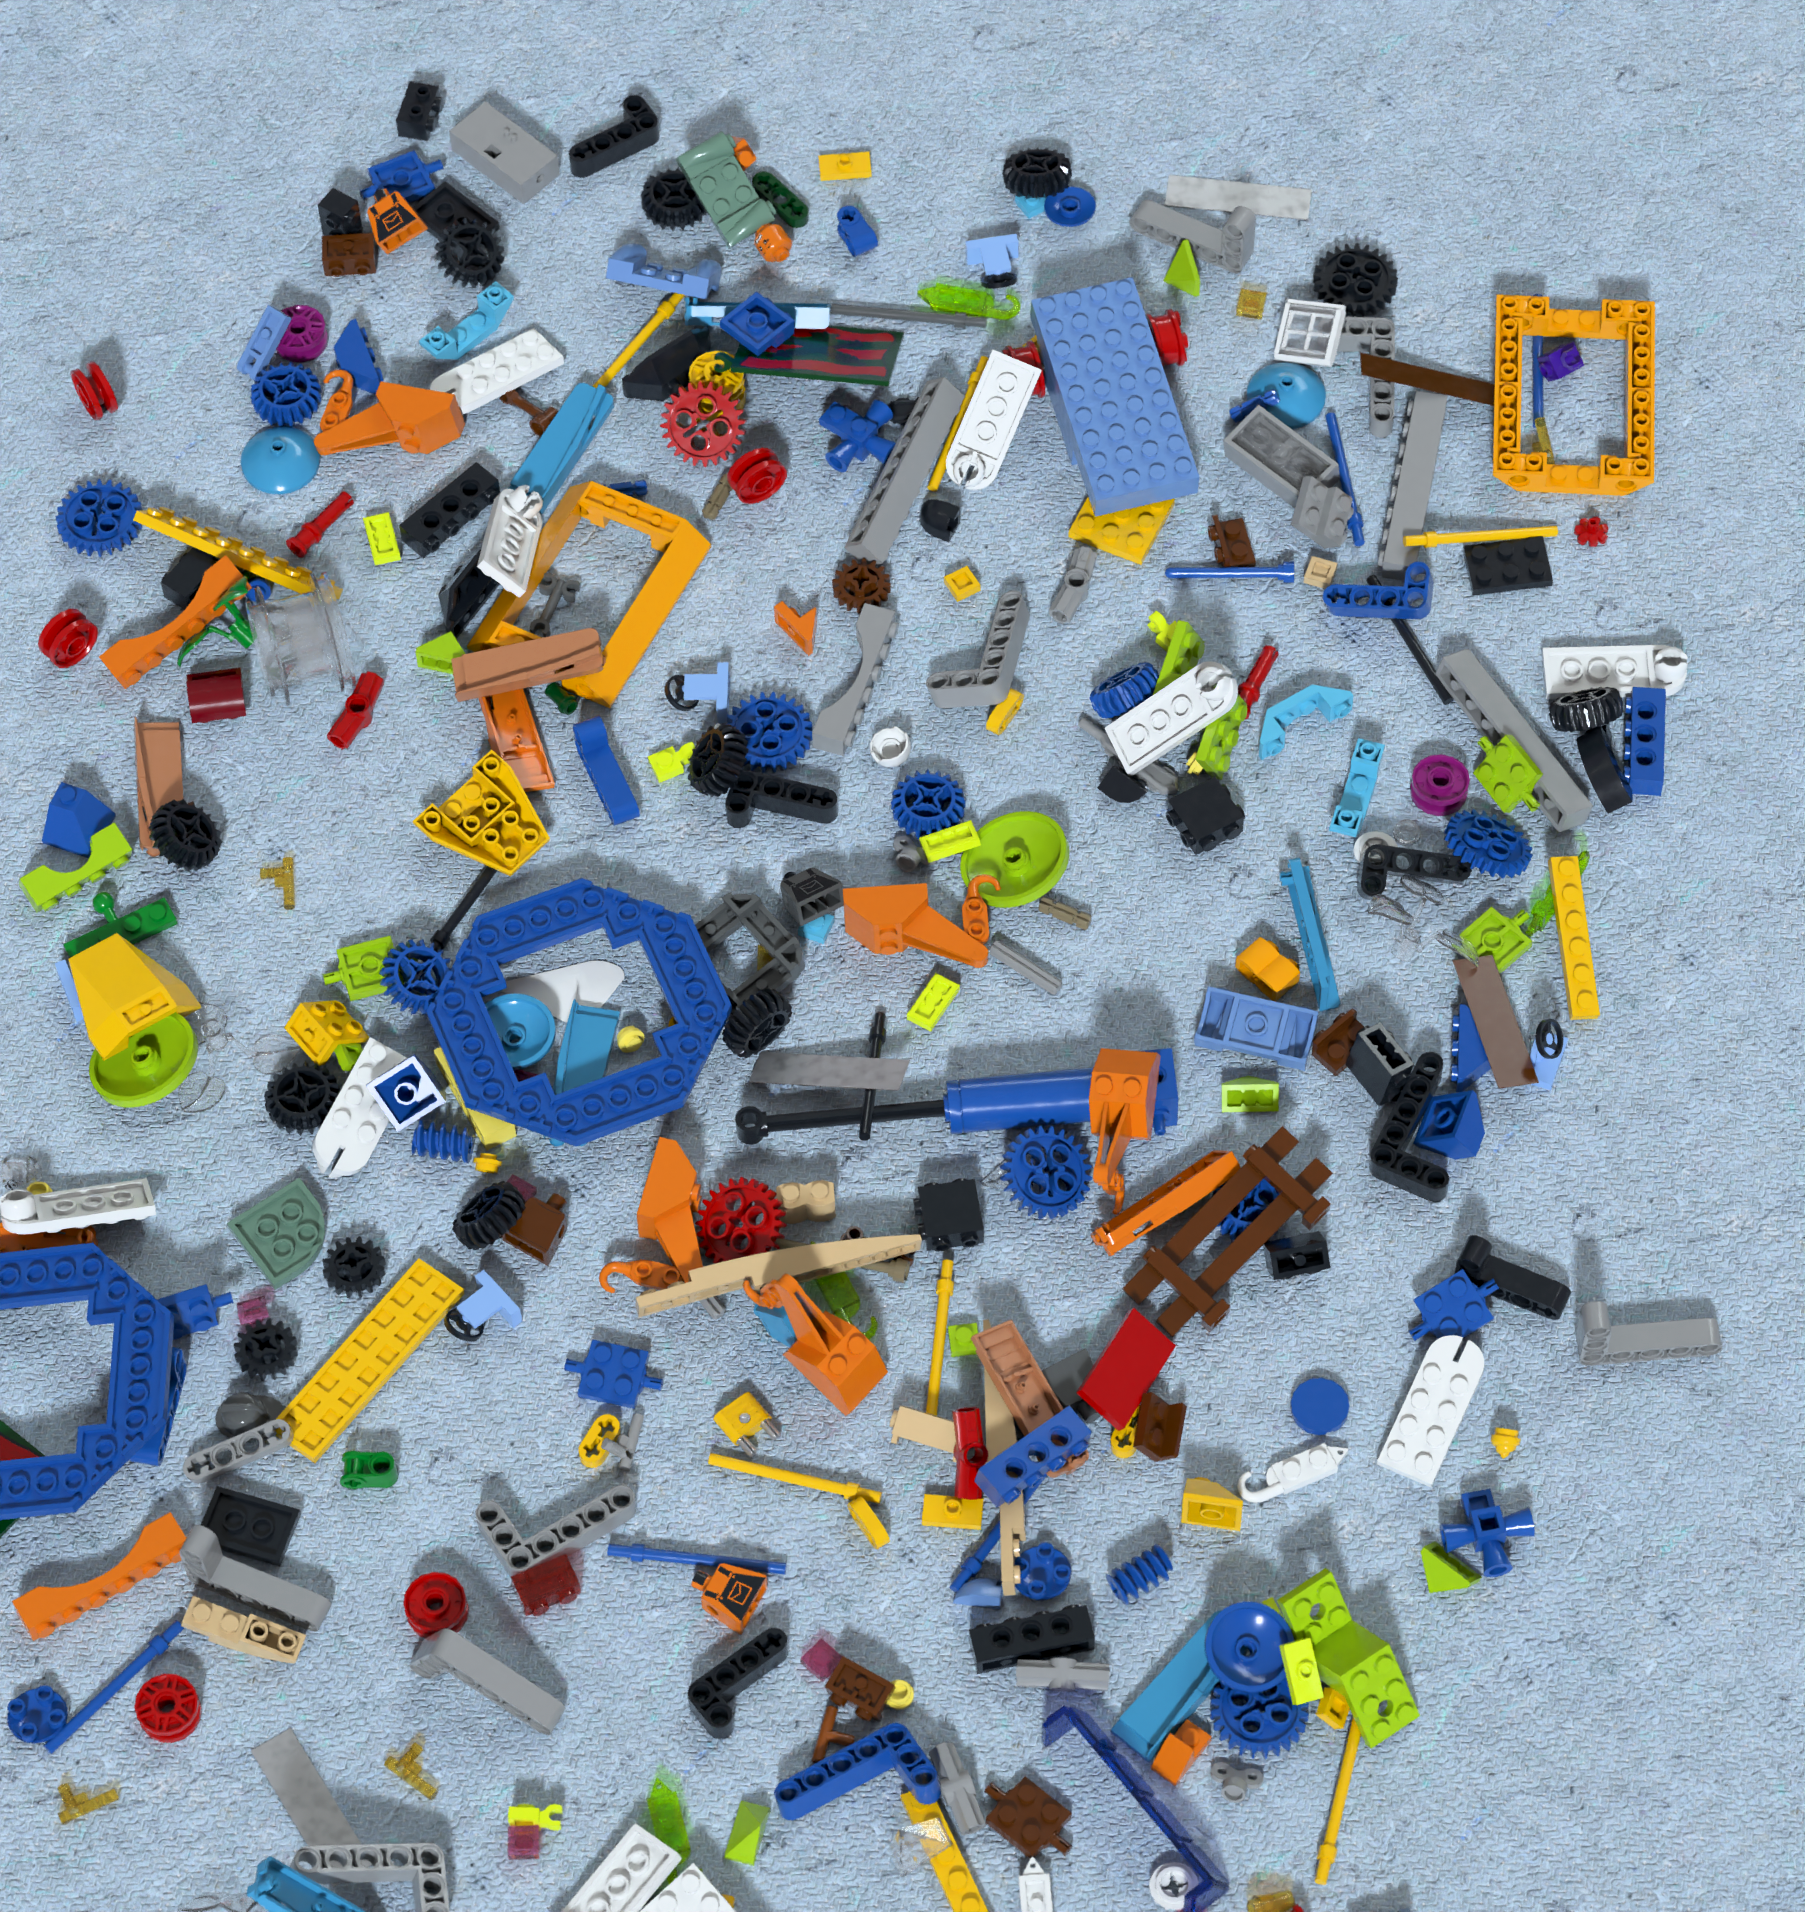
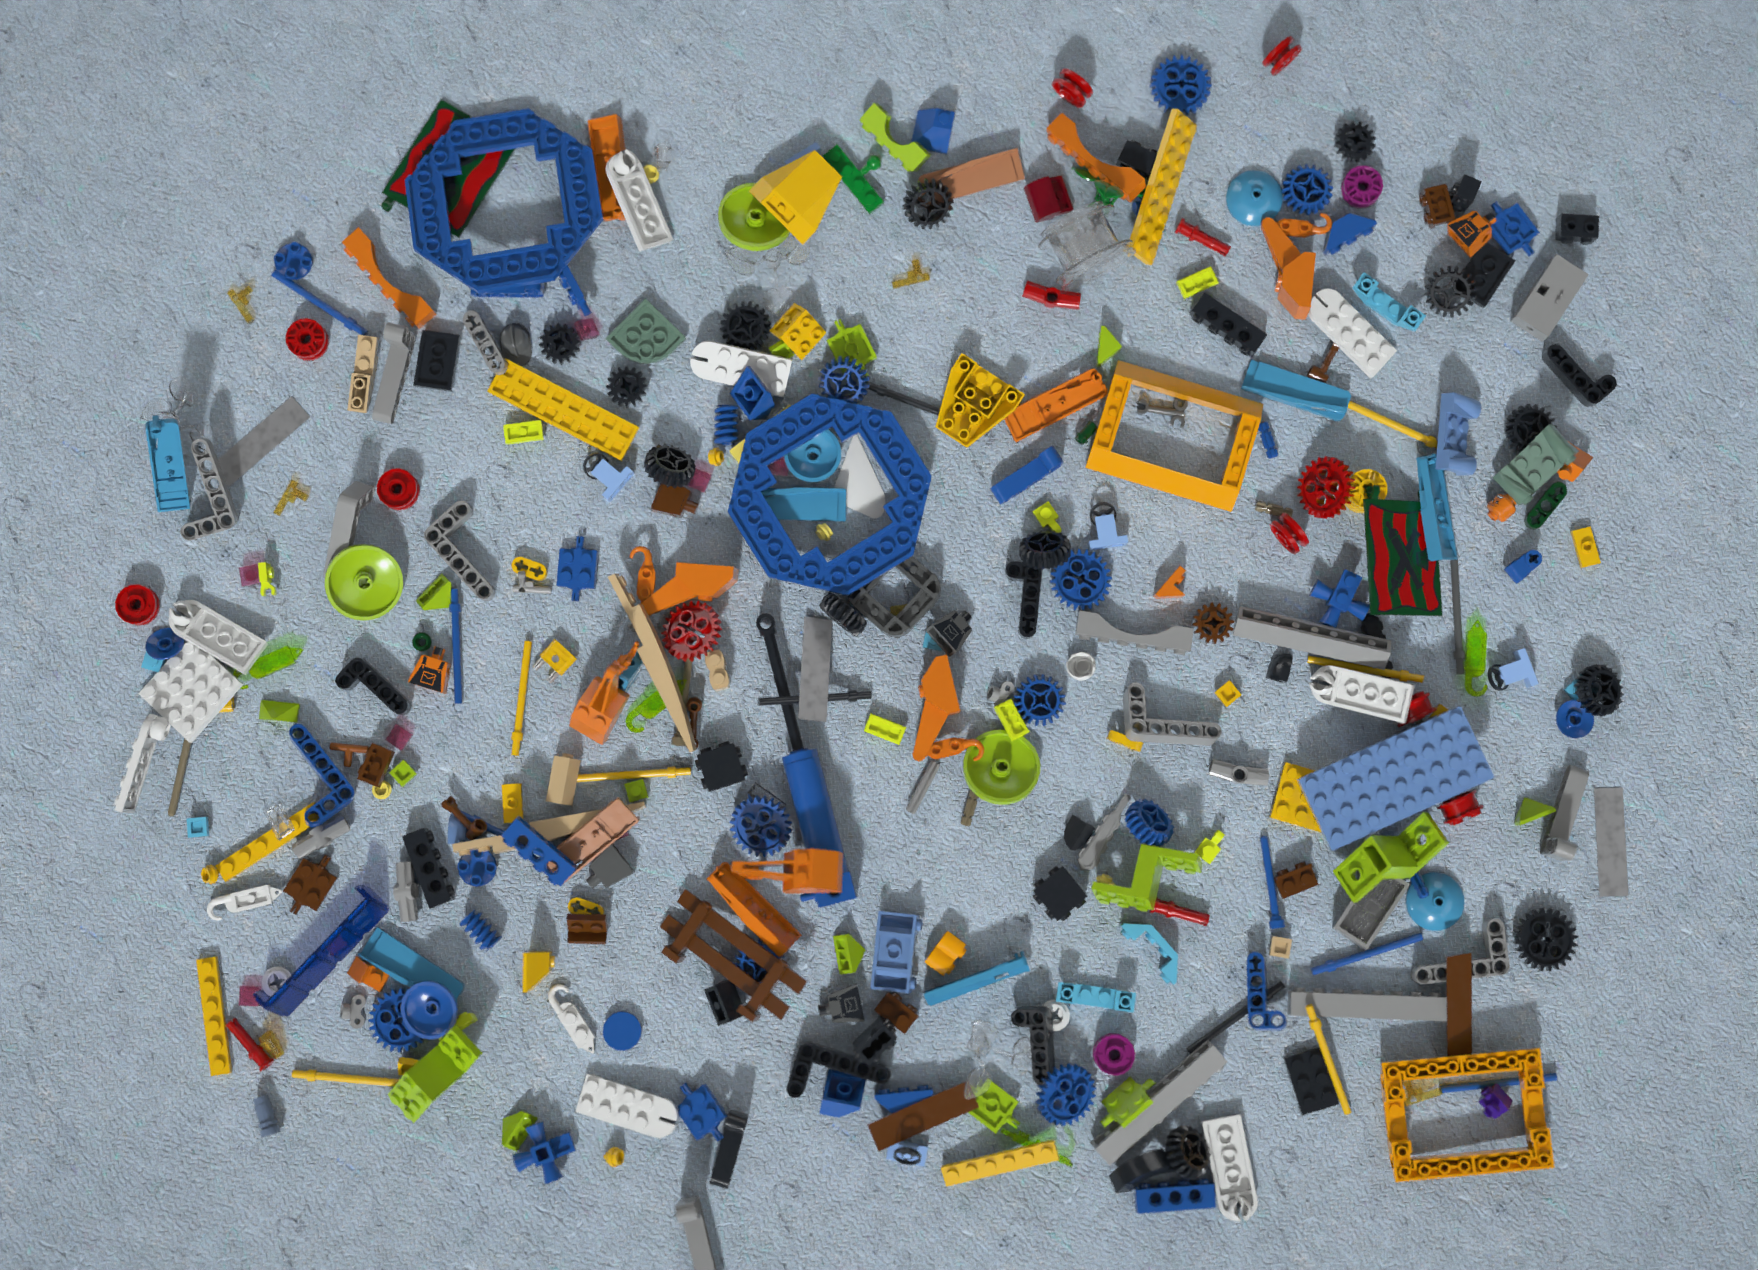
camera: 80 degrees right, 25 degrees up
(233, 330) = (1361, 141): none -> black gear
(263, 342) = (1344, 164): medium blue plate -> none
(363, 1467) = (485, 423): green piece -> none
(388, 1419) = (523, 432): none -> neon yellow plate
(465, 595) = (1162, 352): black wedge -> none
(512, 538) = (1201, 372): white plate -> none
(527, 664) = (1097, 405): nougat piece -> none
(546, 1586) = (421, 554): clear red brick -> none
(571, 1665) = (363, 582): none -> lime dish
(609, 1575) = (436, 595): none -> lime slope
(667, 368) = (1375, 456): black wedge -> none
(676, 1599) = (418, 637): none -> dark green plate
(758, 324) = (1412, 511): blue plate -> none
(868, 1522) = (494, 751): yellow beam -> none
(879, 1657) = (403, 773): none -> lime plate
(968, 1435) = (542, 809): red piece -> none
(982, 1564) = (474, 828): none -> reddish brown brick
(1126, 1369) = (621, 901): red tile -> none
(1172, 715) = (1123, 861): white plate -> none
(1218, 418) = (1390, 857): none -> lime bracket
(1251, 304) = (1510, 865): clear yellow plate -> none
(1301, 1671) = (420, 1045): neon yellow plate -> none
(1309, 332) = (1486, 912): clear piece -> none
(1322, 513) = (1325, 942): light grey plate -> none
(1323, 1105) = (843, 1005): none -> torso
(1591, 531) = (1348, 1138): red plant -> none

